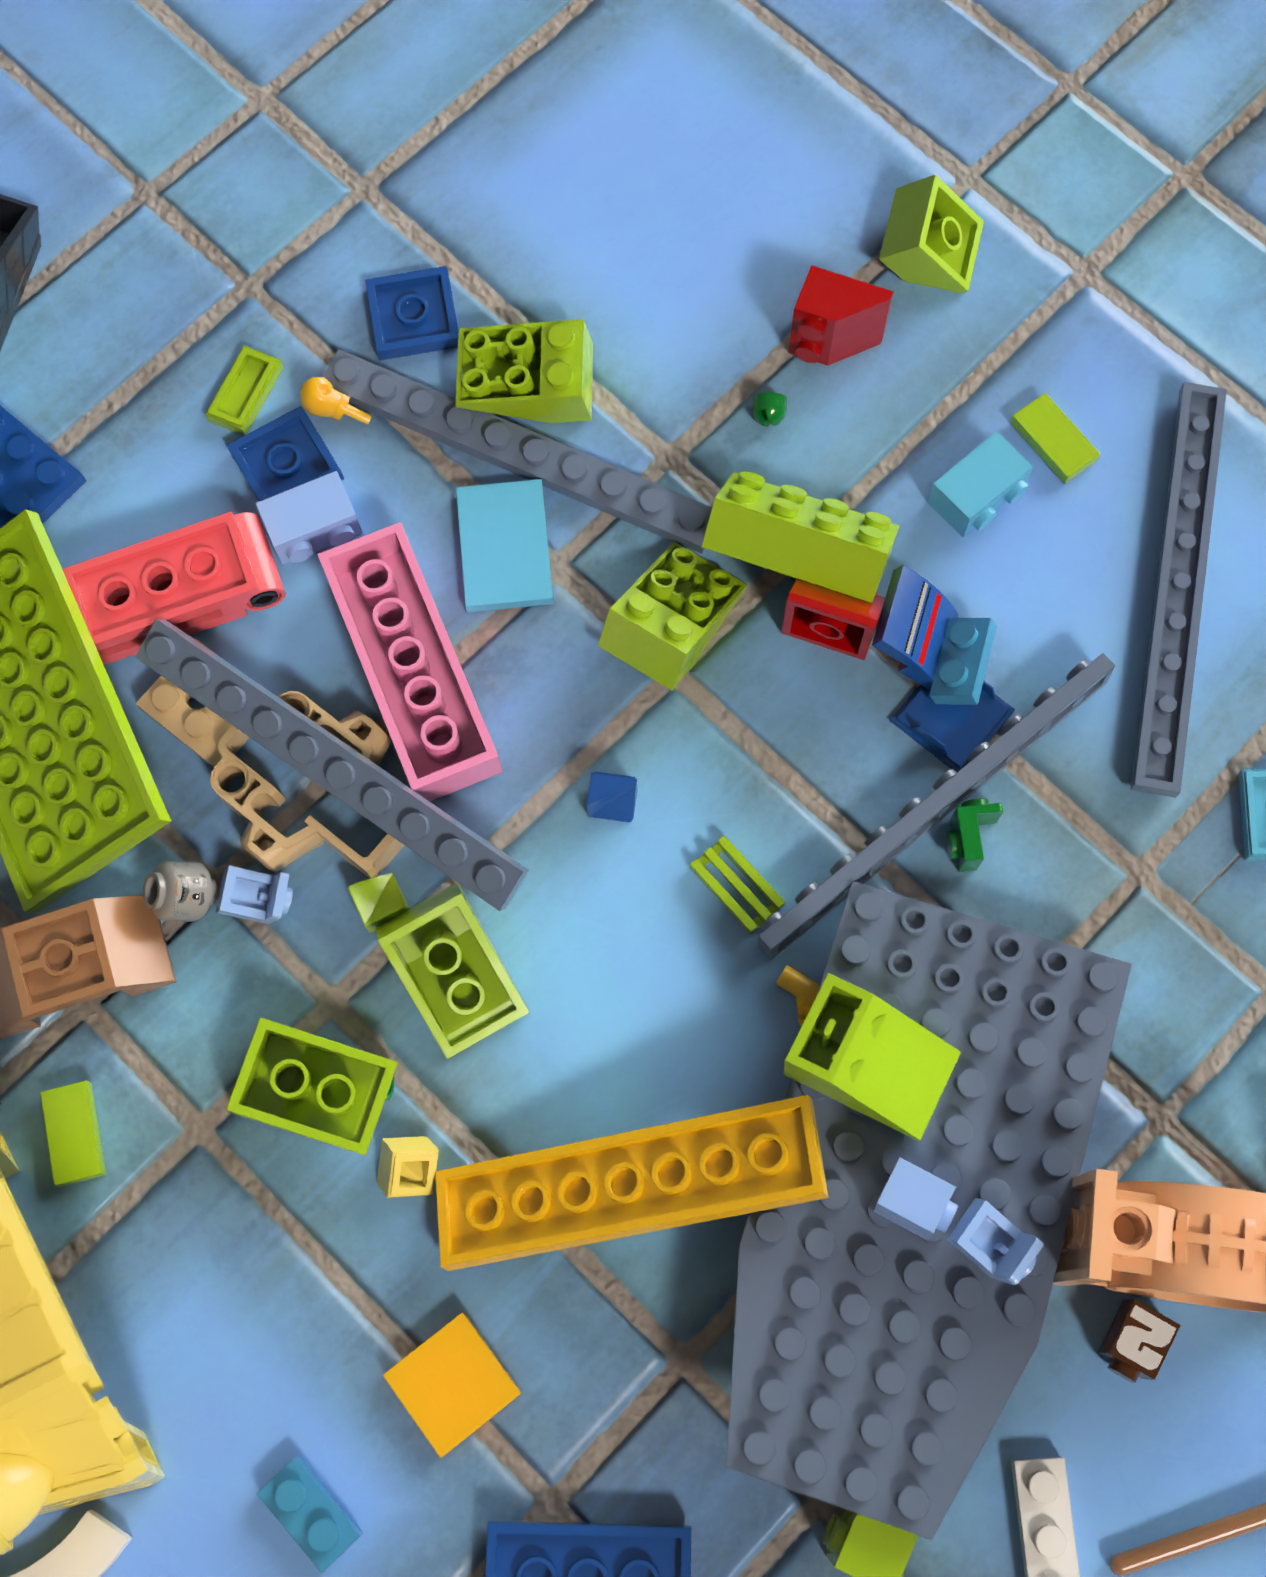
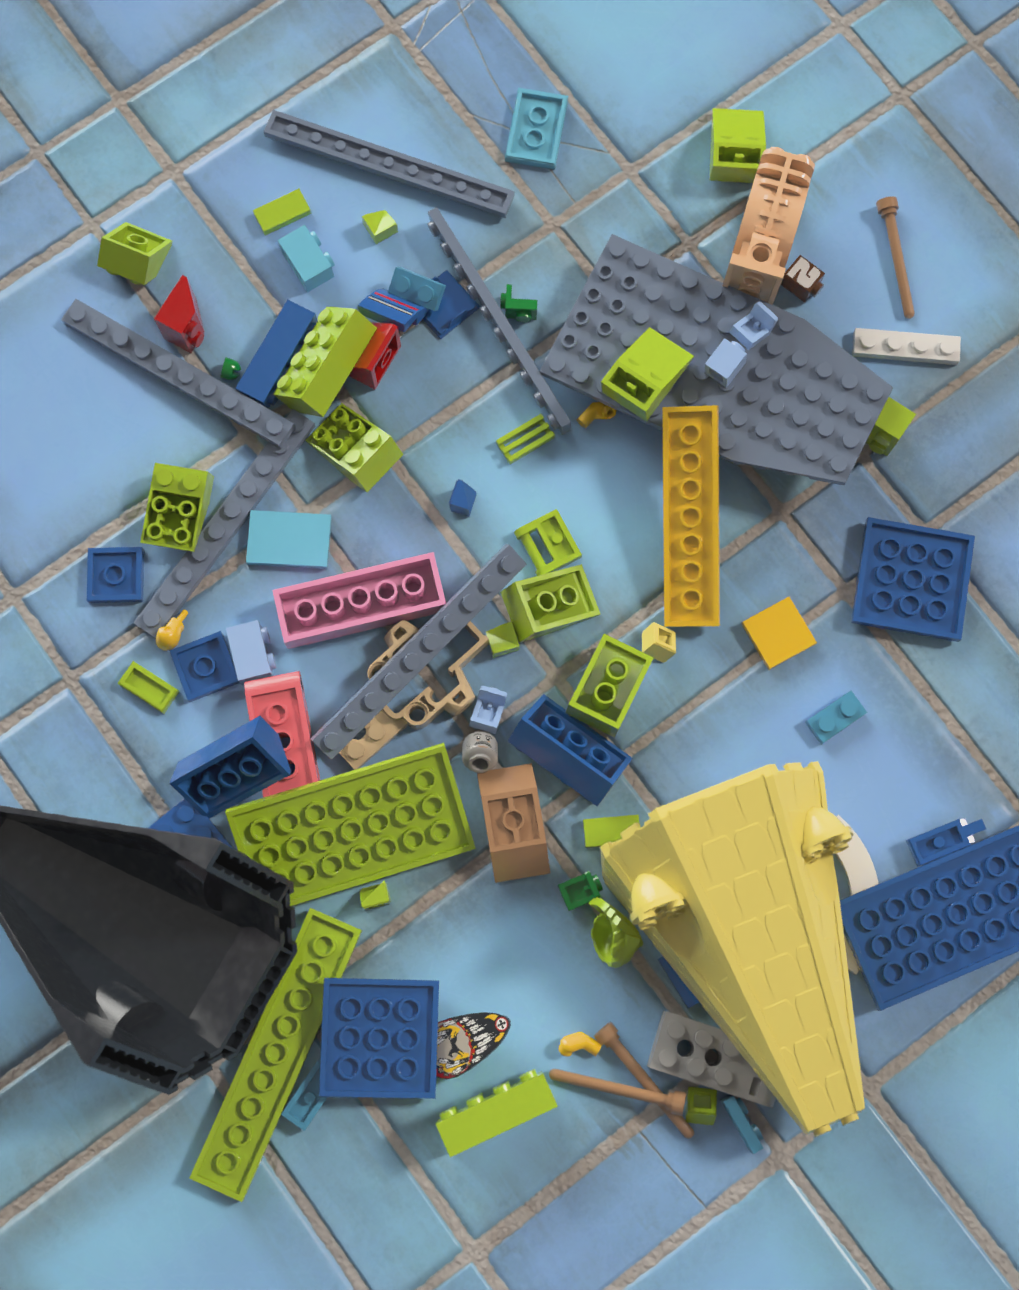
camera: 85 degrees left, 5 degrees up
(109, 513) = (231, 768): none -> blue slope
(199, 1040) = (569, 749): none -> blue slope
(564, 961) = (554, 537): none -> lime plate
(742, 341) = (178, 373): none -> sand blue plate
(804, 462) = (276, 353): none -> blue brick
(1066, 588) = (379, 225): none -> lime slope

